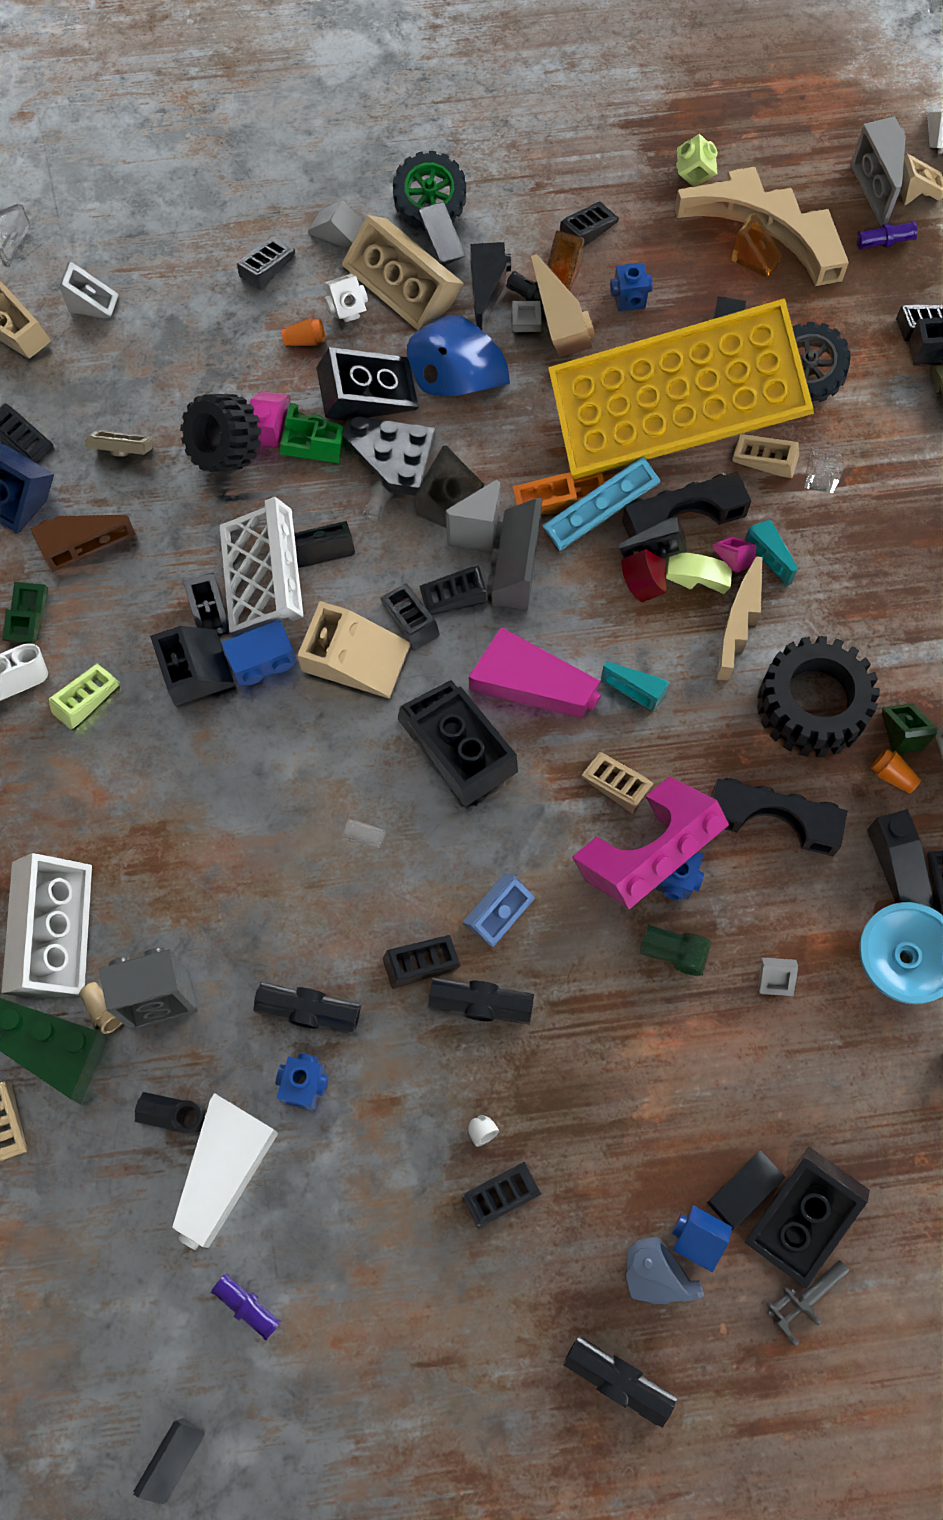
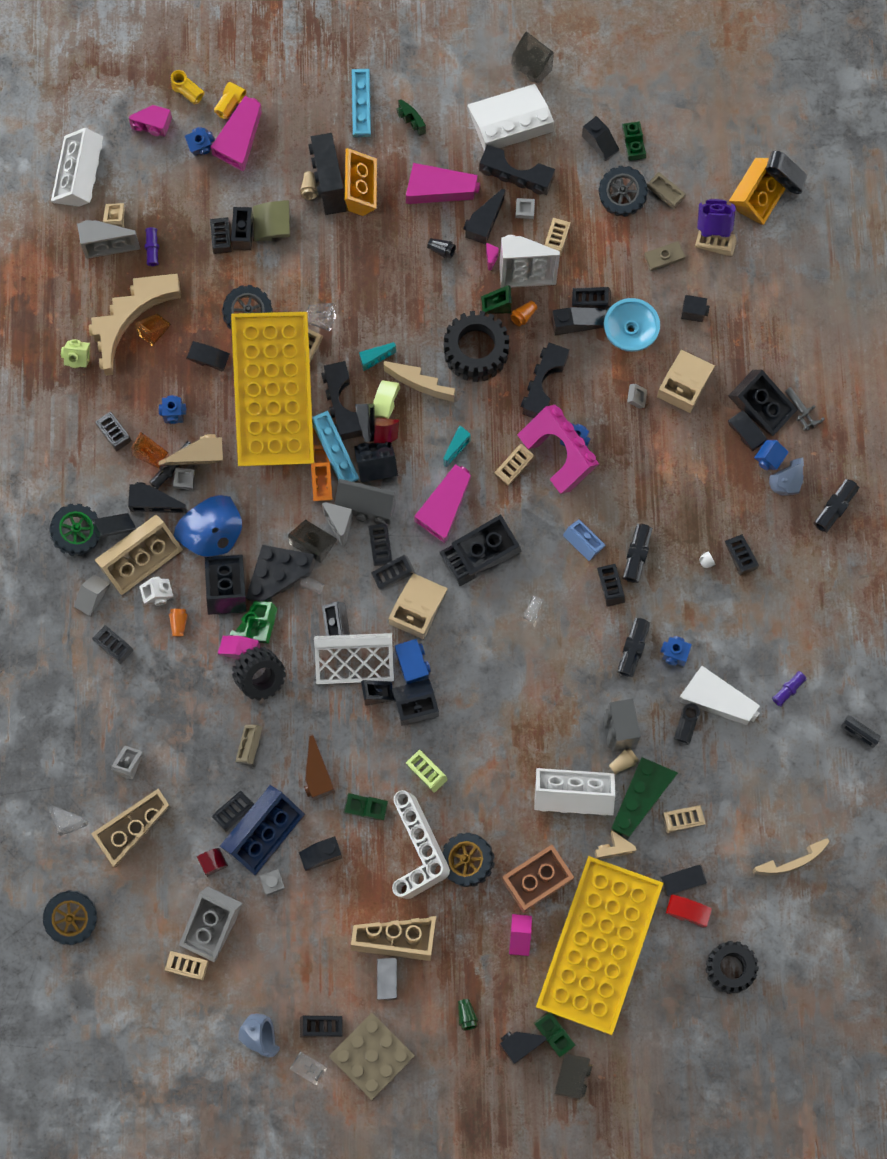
camera: 85 degrees left, 5 degrees up
(590, 567) = (375, 461): none -> black slope
(684, 951) = (618, 444): clear green piece -> none
(736, 553) = (373, 376): dark pink slope -> none
(824, 1062) = (685, 381): none -> tan slope

